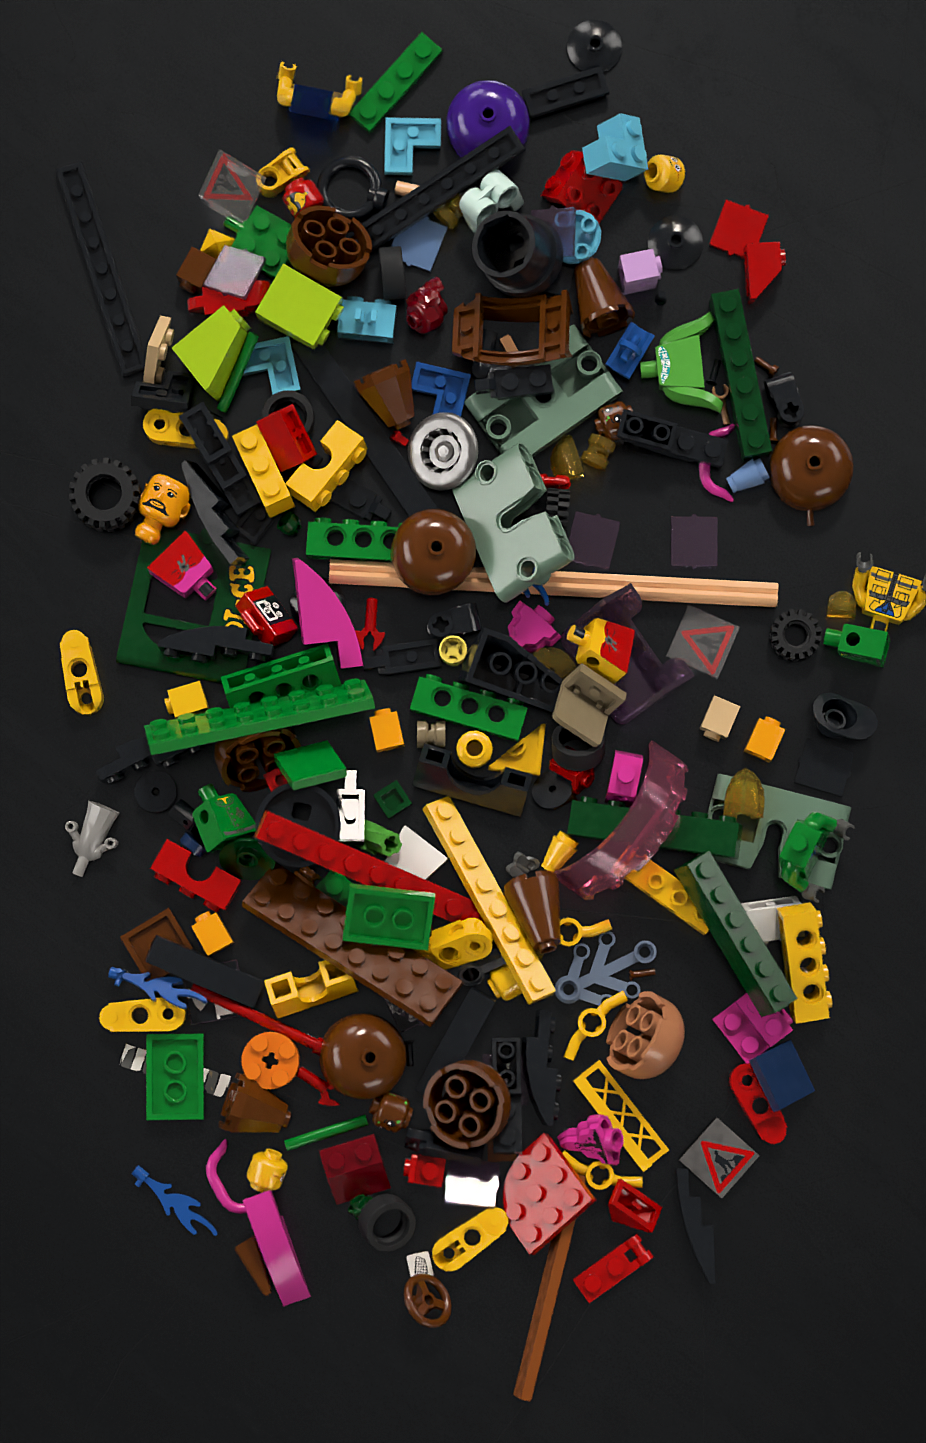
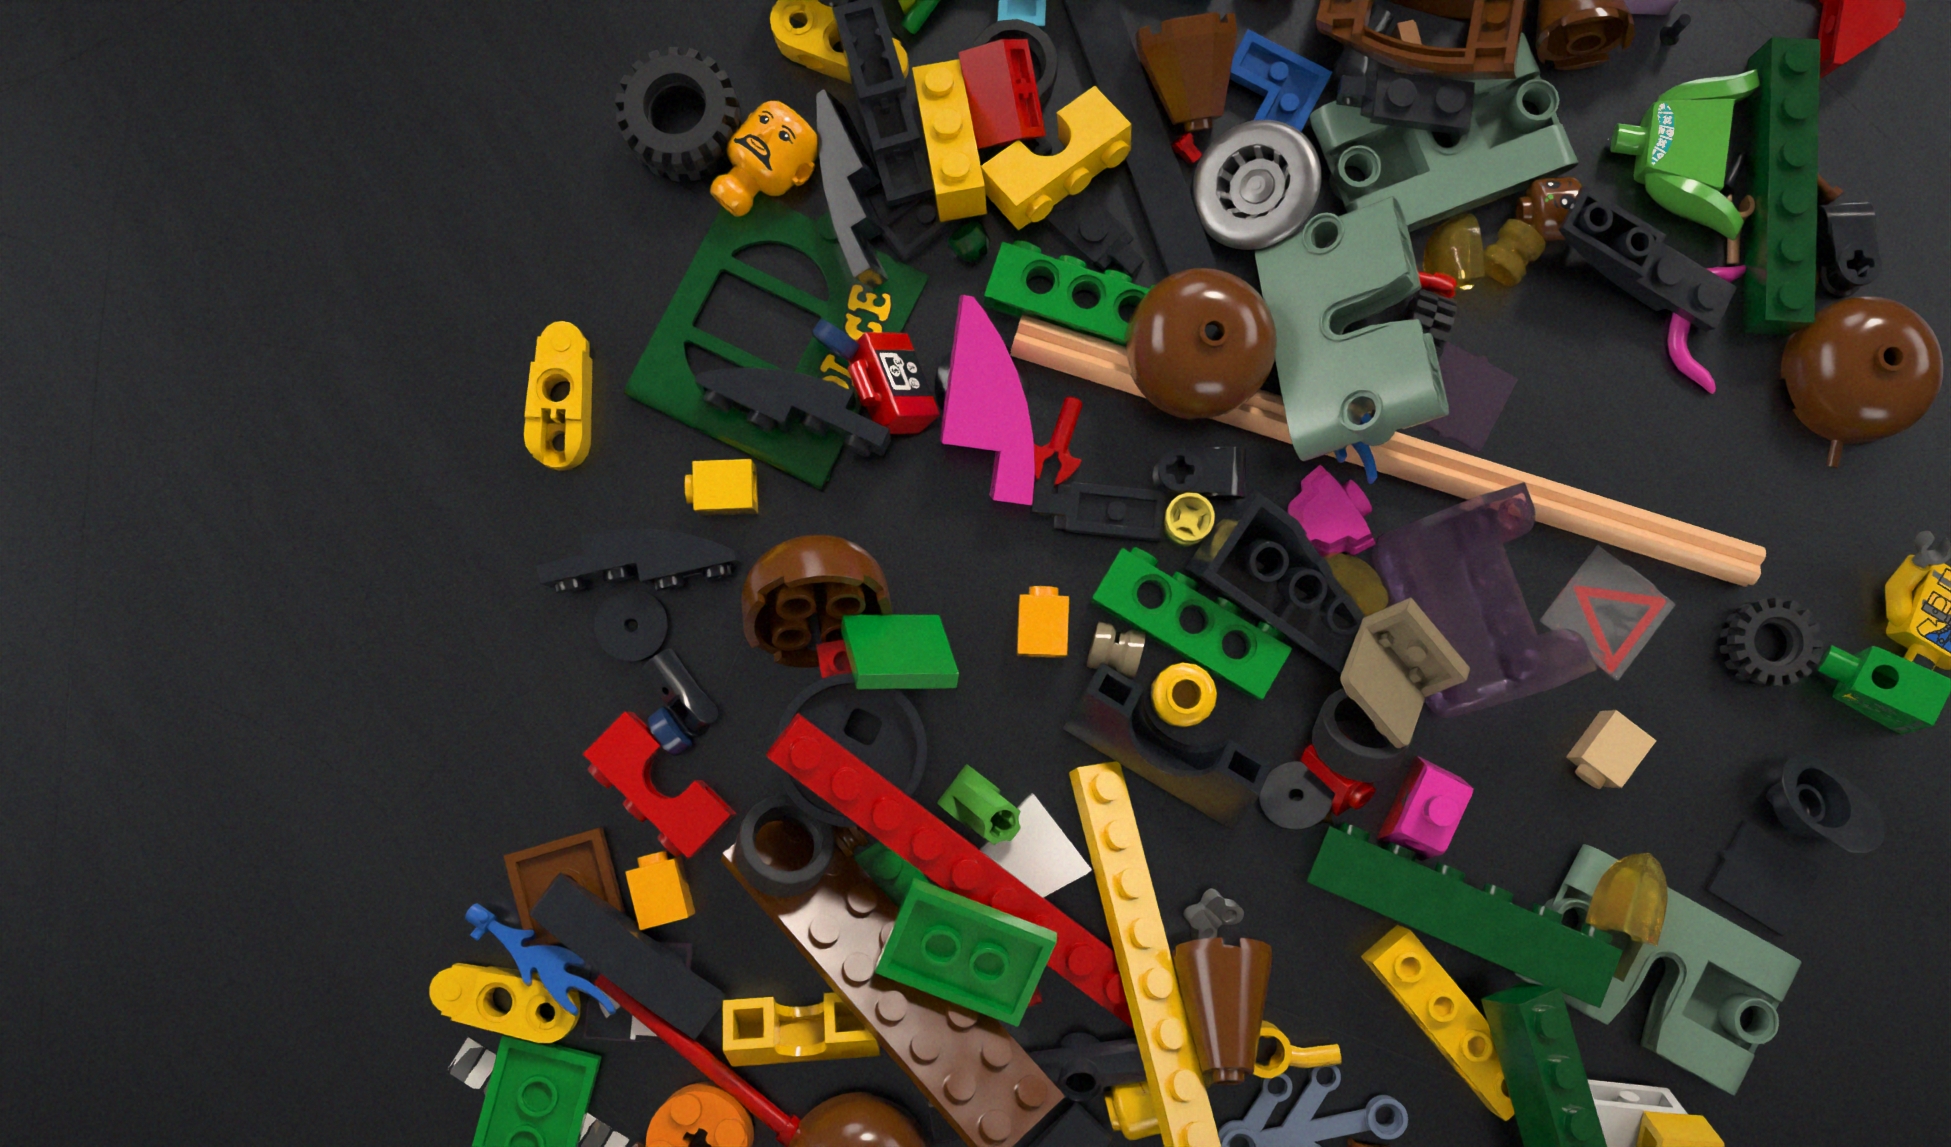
camera: 15 degrees right, 0 degrees up
(95, 828) = (502, 679): light grey piece -> none
(184, 568) = (775, 266): torso -> none
(221, 819) = (725, 703): green torso -> none
(228, 601) = (835, 340): none -> dark blue tile
(245, 859) = (742, 775): dark green dish -> none
(258, 717) = (830, 545): green plate -> none
(270, 905) = (765, 877): none -> black tyre
(281, 676) = (887, 494): green brick -> none
(350, 803) = (949, 744): hinge -> none
(392, 799) = (1023, 742): dark green plate -> none
(458, 943) = (1075, 1025): yellow piece -> none
(524, 755) = (1263, 725): yellow tile -> none
(559, 852) = (1282, 906): yellow cone -> none
(603, 647) = (1450, 580): torso -> none
(629, 350) = (1605, 100): blue hips -> none
(637, 834) = (1438, 924): clear pink windscreen -> none
(694, 541) = (1632, 442): clear purple piece -> none
(748, 476) = (1754, 356): medium blue cone -> none
(765, 739) = (1679, 806): light orange brick -> none
(804, 848) = (1723, 1024): green torso -> none
(842, 605) = (1859, 613): clear yellow plate -> none

